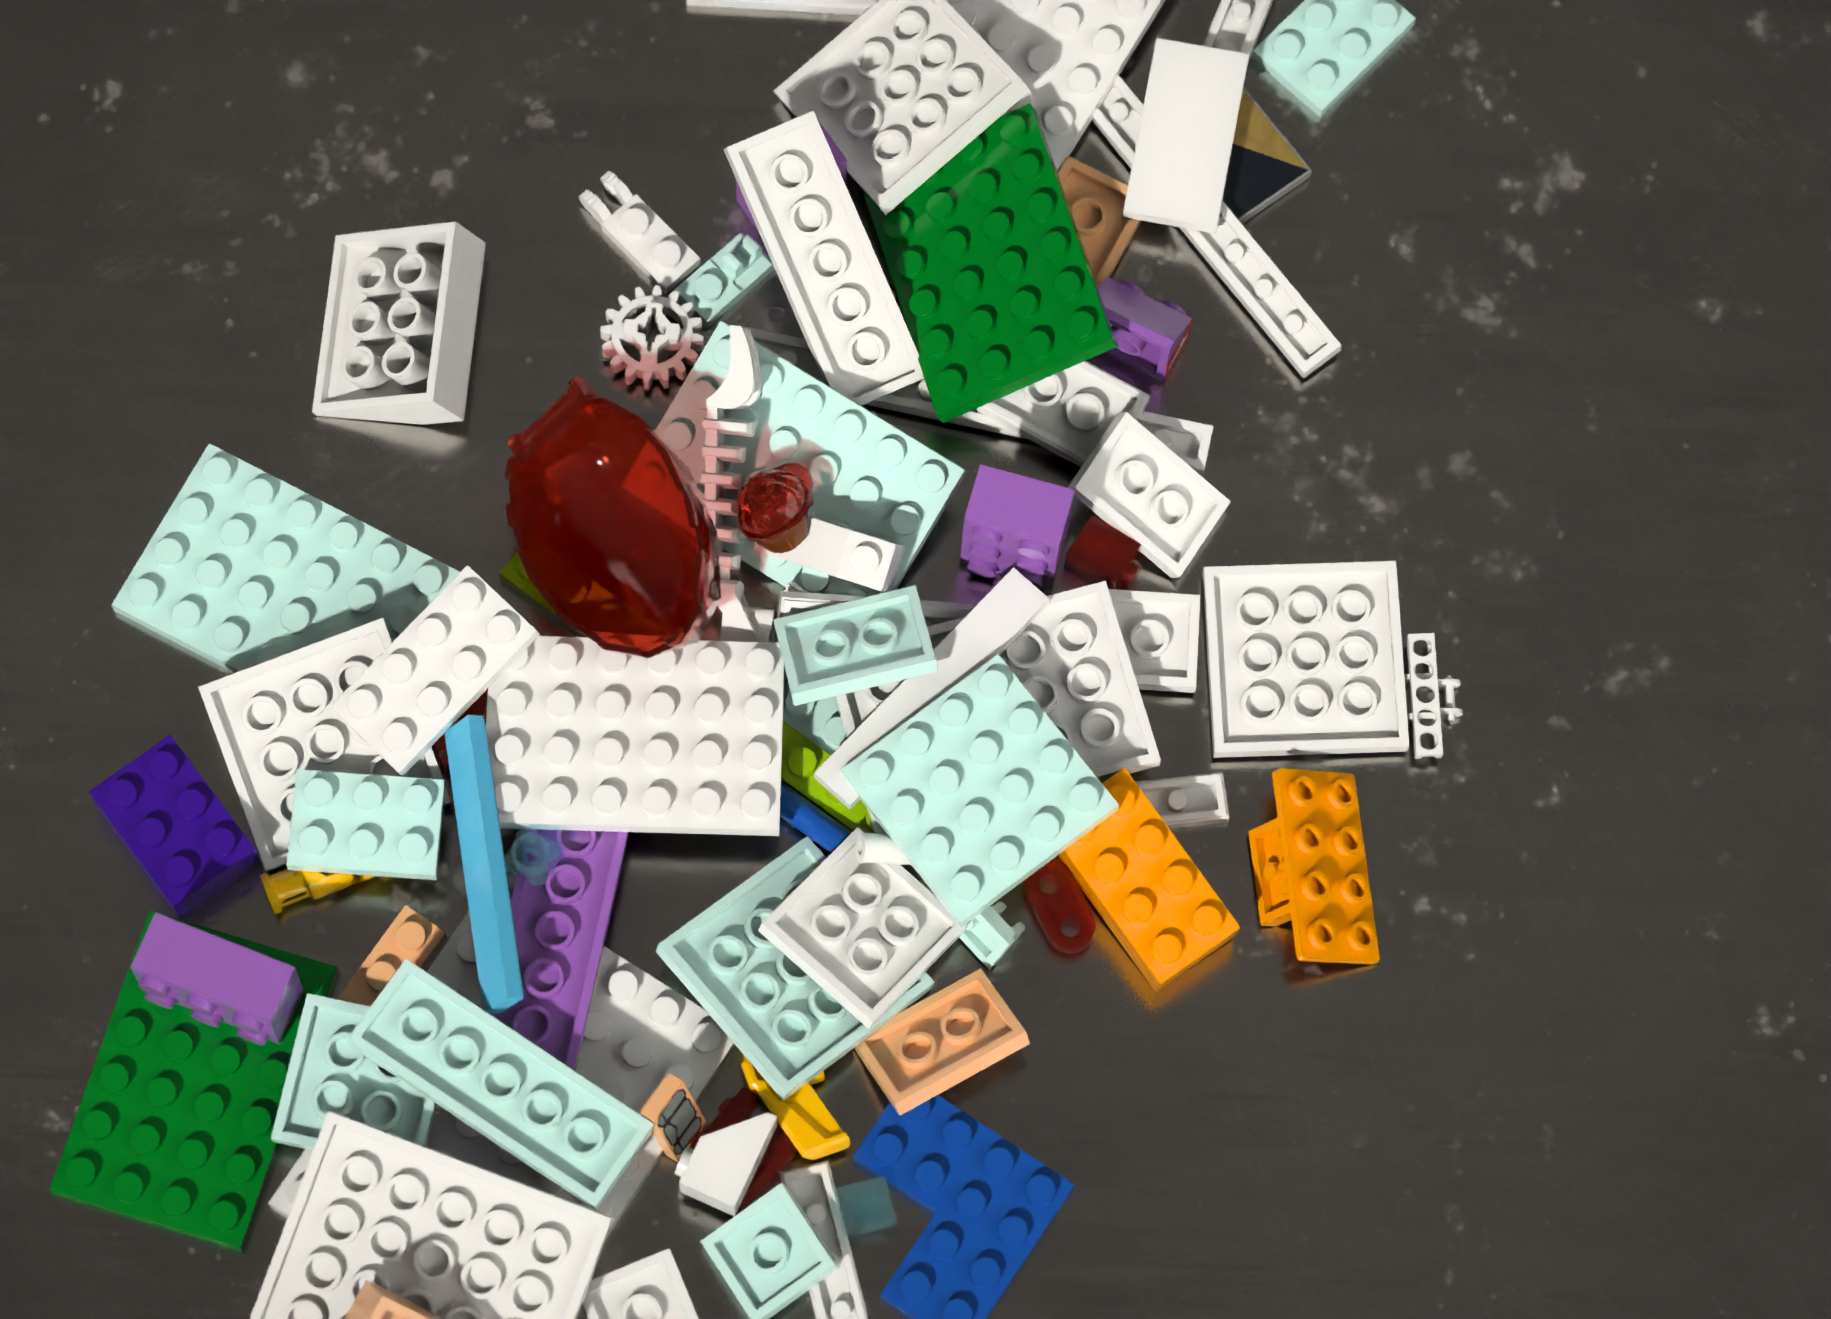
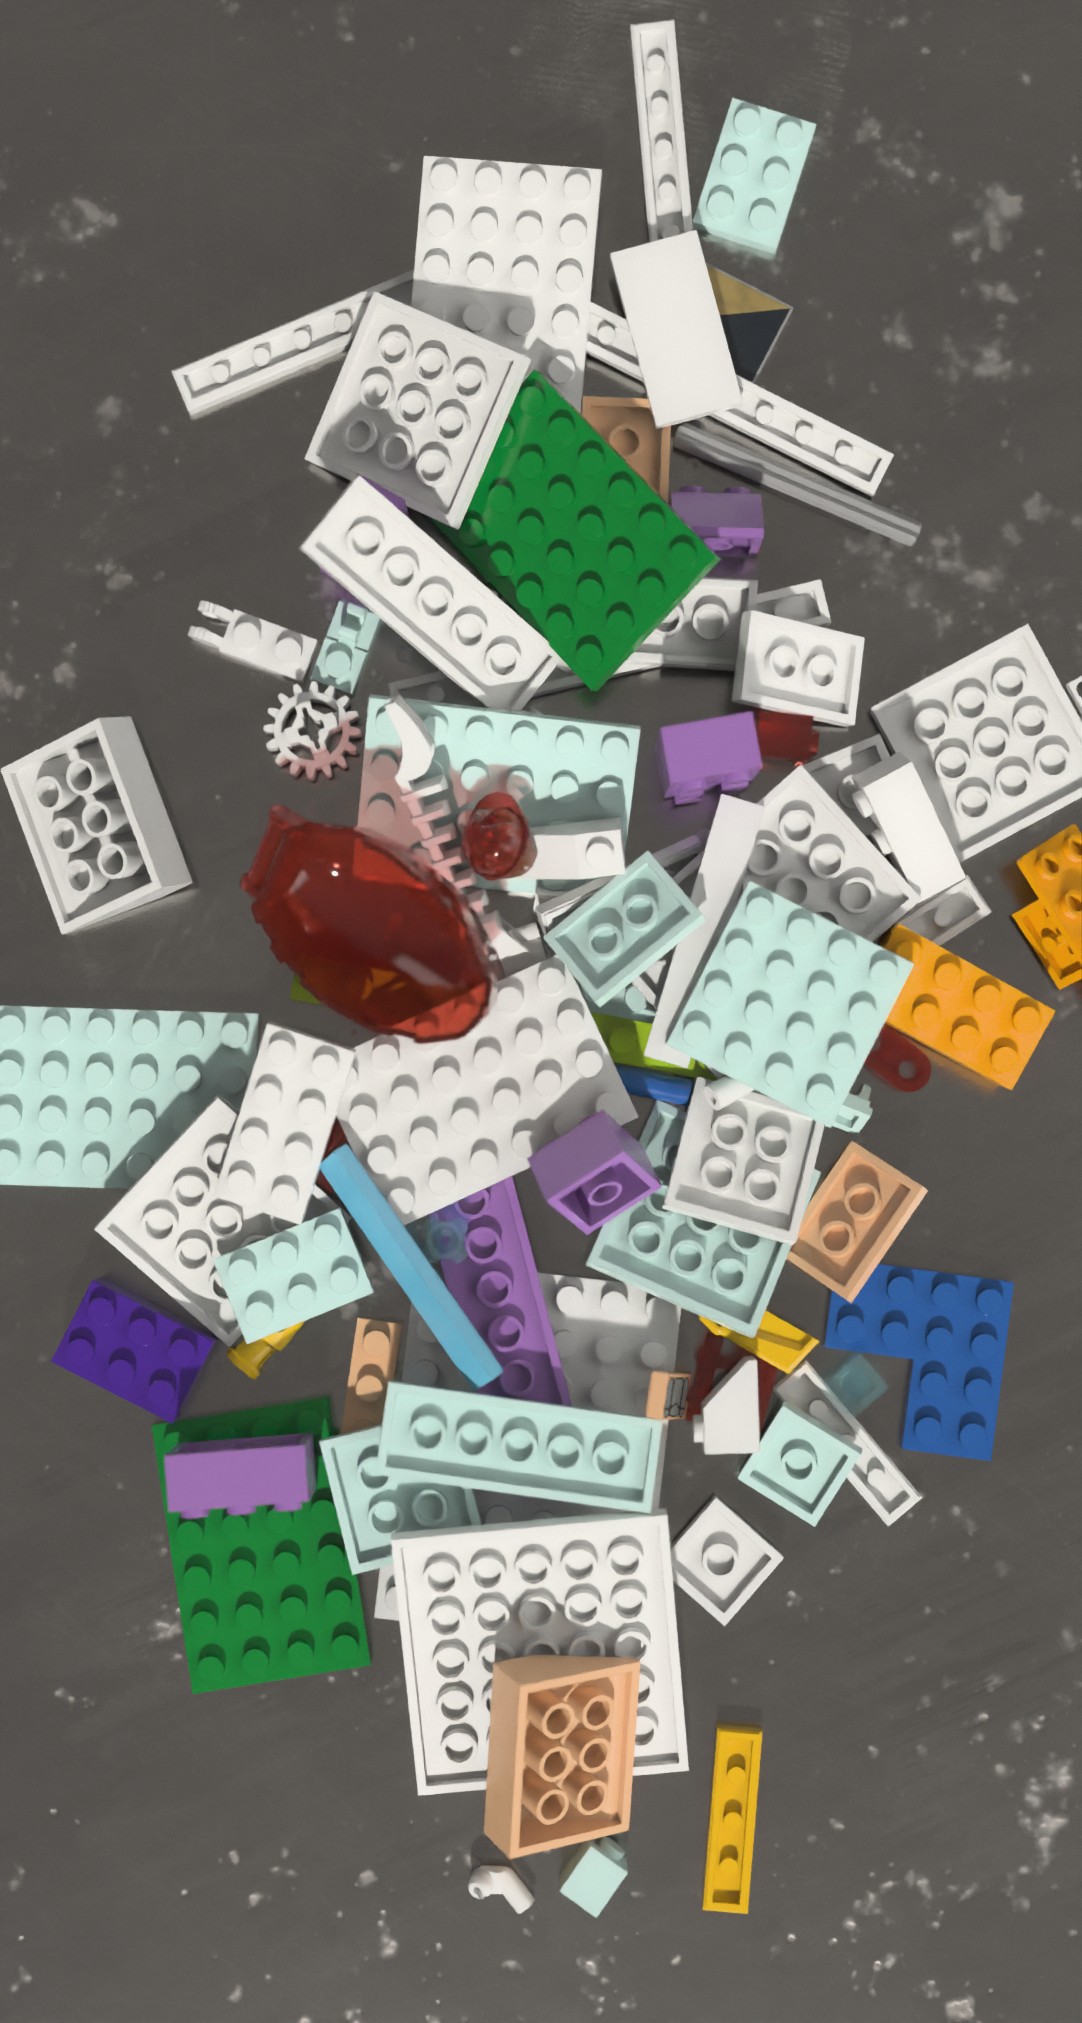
camera: 20 degrees left, 15 degrees up
(709, 857) = (594, 1172): none -> medium lavender brick
(1180, 688) = (907, 825): none -> white brick
(1236, 332) = (796, 484): none -> light grey axle

